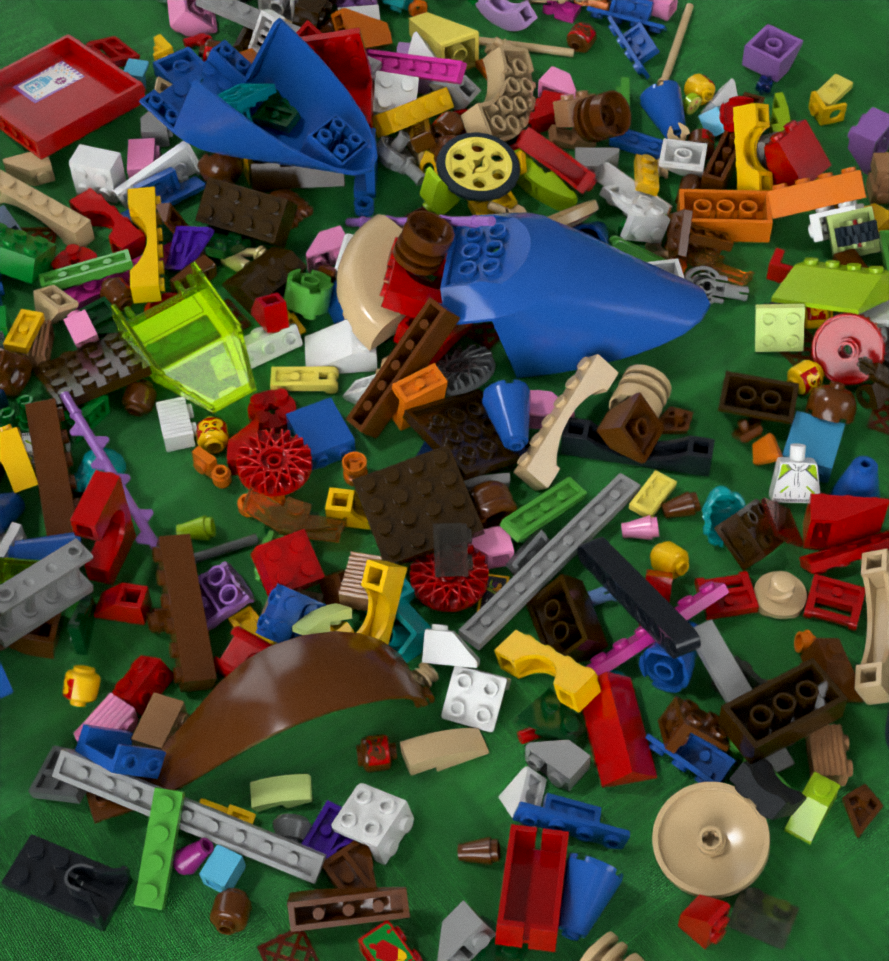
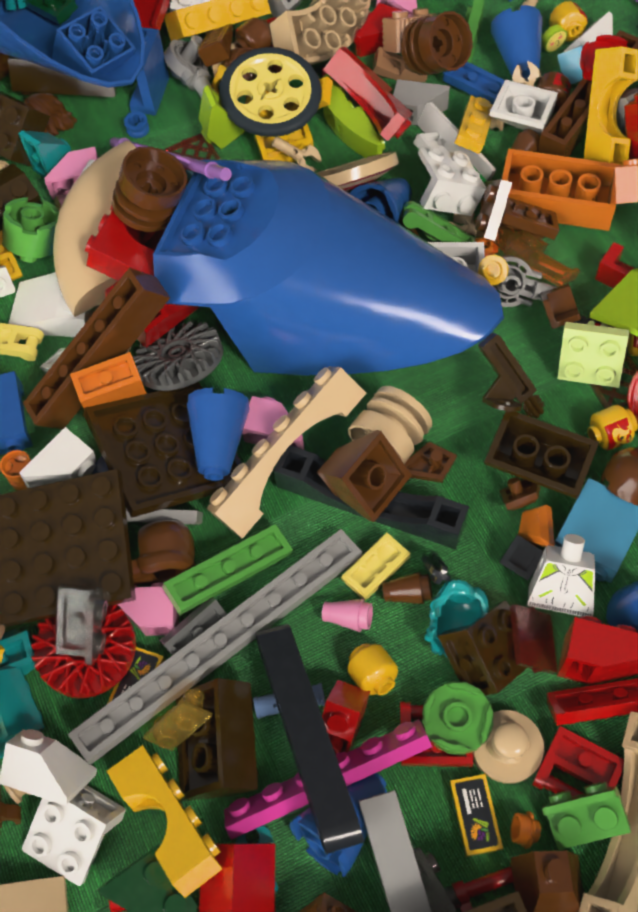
camera: 15 degrees right, 10 degrees up
(298, 236) = (43, 150): none -> teal slope
(395, 448) = (60, 460): none -> white slope
(538, 611) = (179, 721): none -> clear yellow hinge
(693, 274) = (494, 269): none -> yellow plate
(699, 485) = (436, 567): none -> black axle
(724, 355) = (511, 380): none -> dark brown piece
(742, 577) = (457, 718): none -> bright green tile
(745, 298) = (560, 306): none -> reddish brown panel
(760, 472) = (522, 557): none -> black plate
(768, 641) = (476, 815): none -> tile
(848, 621) = (586, 816): none -> bright green bracket

